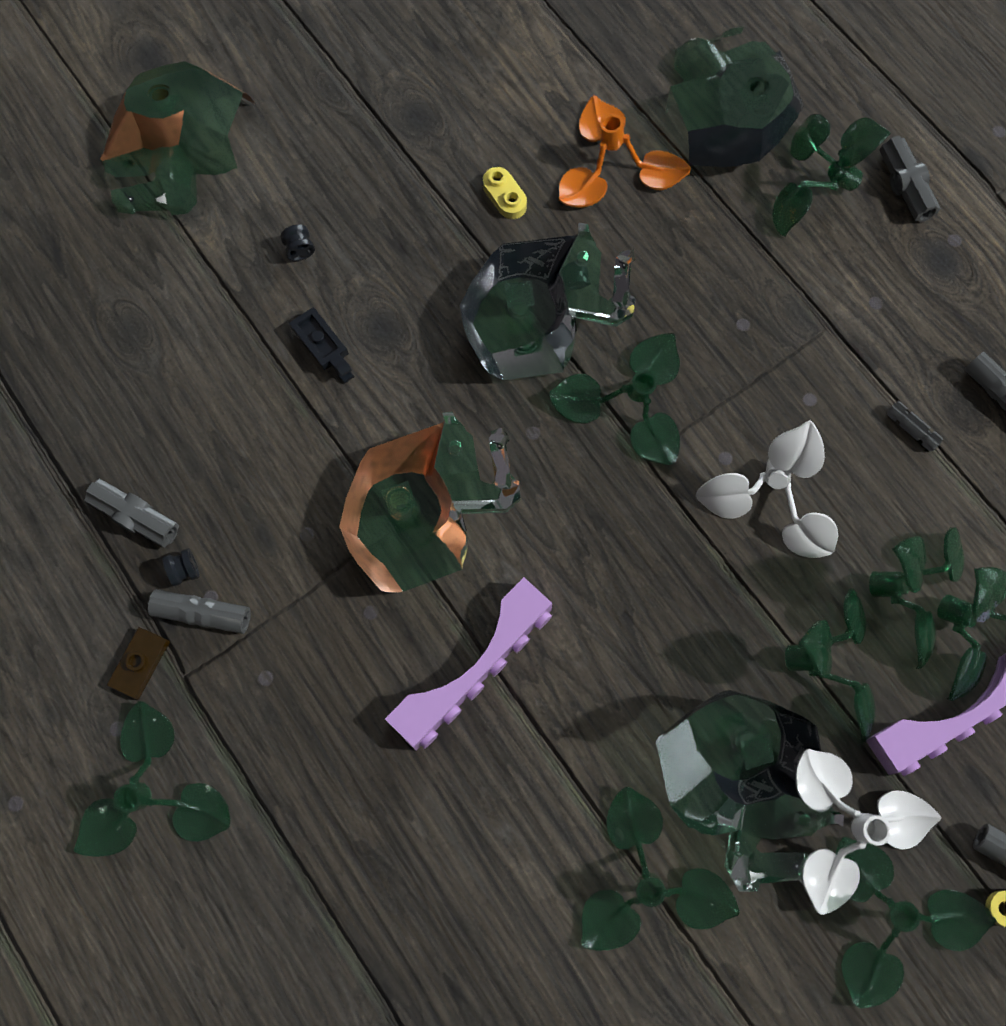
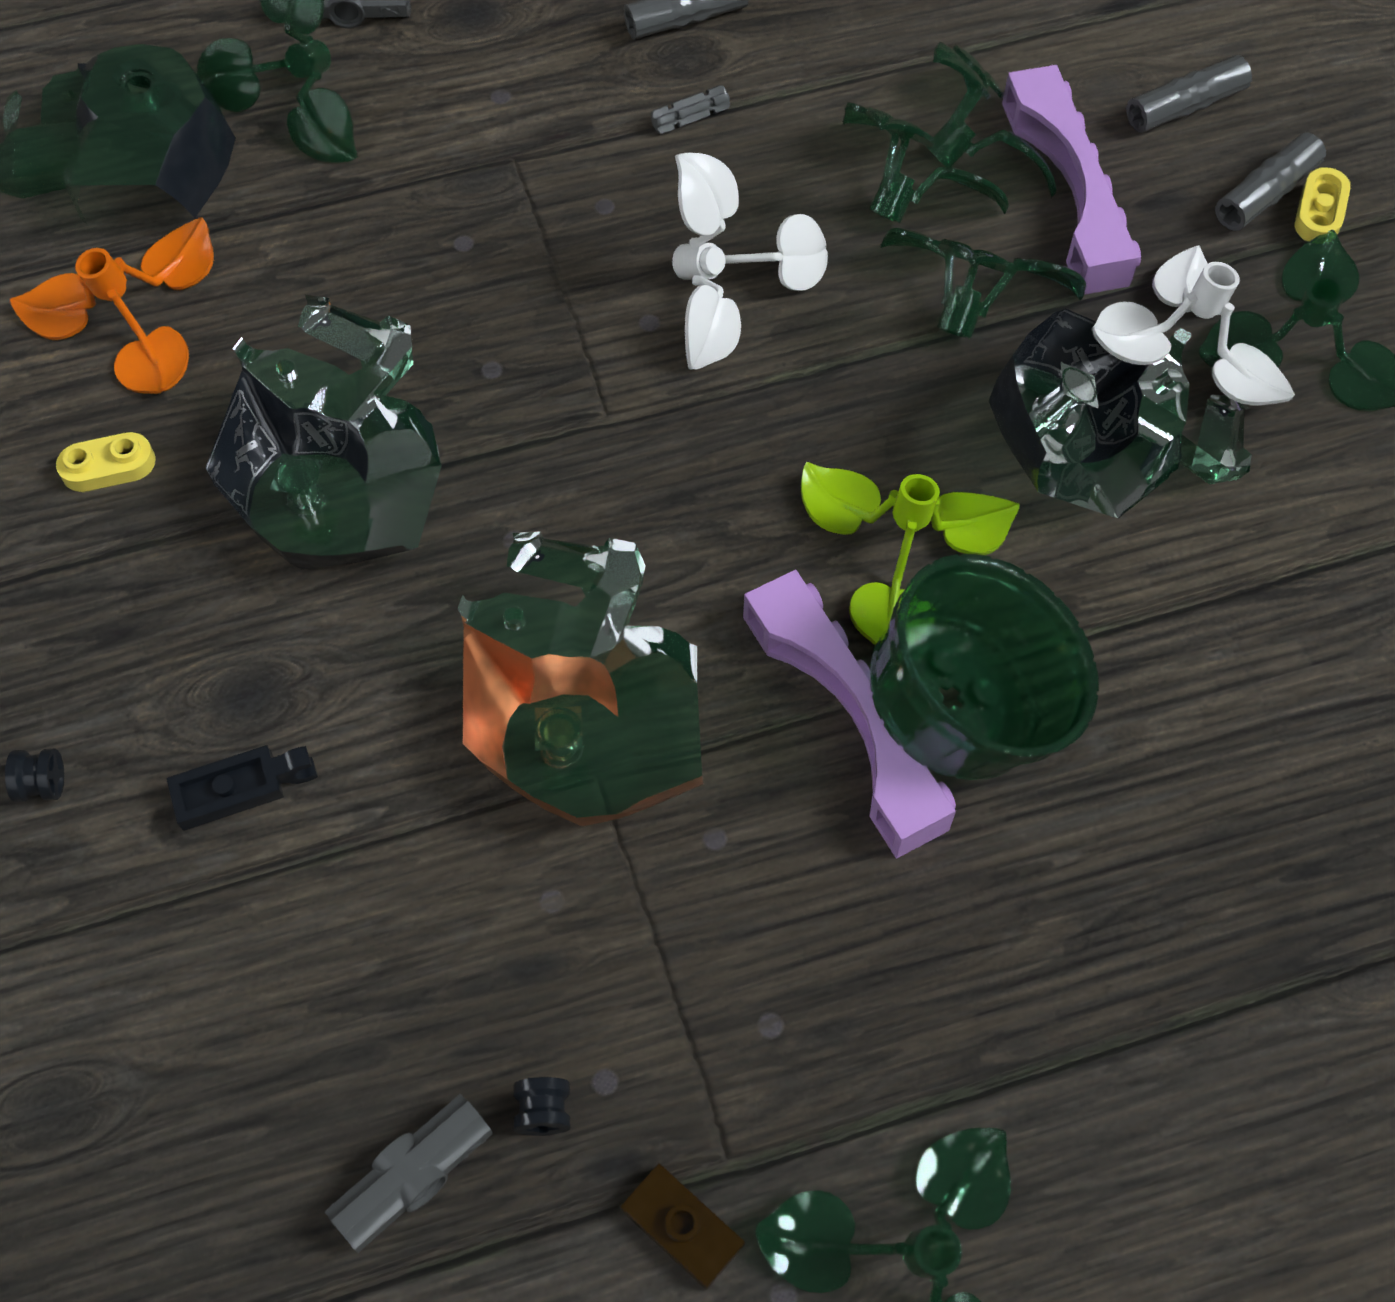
camera: 75 degrees left, 10 degrees down
(199, 611) = (628, 1096): dark grey axle -> none
(517, 765) = (1005, 650): none -> clear green piece
(610, 921) = (1246, 533): clear green plant -> none
(642, 706) = (844, 498): none -> lime plant
(655, 364) = (474, 352): clear green plant -> none

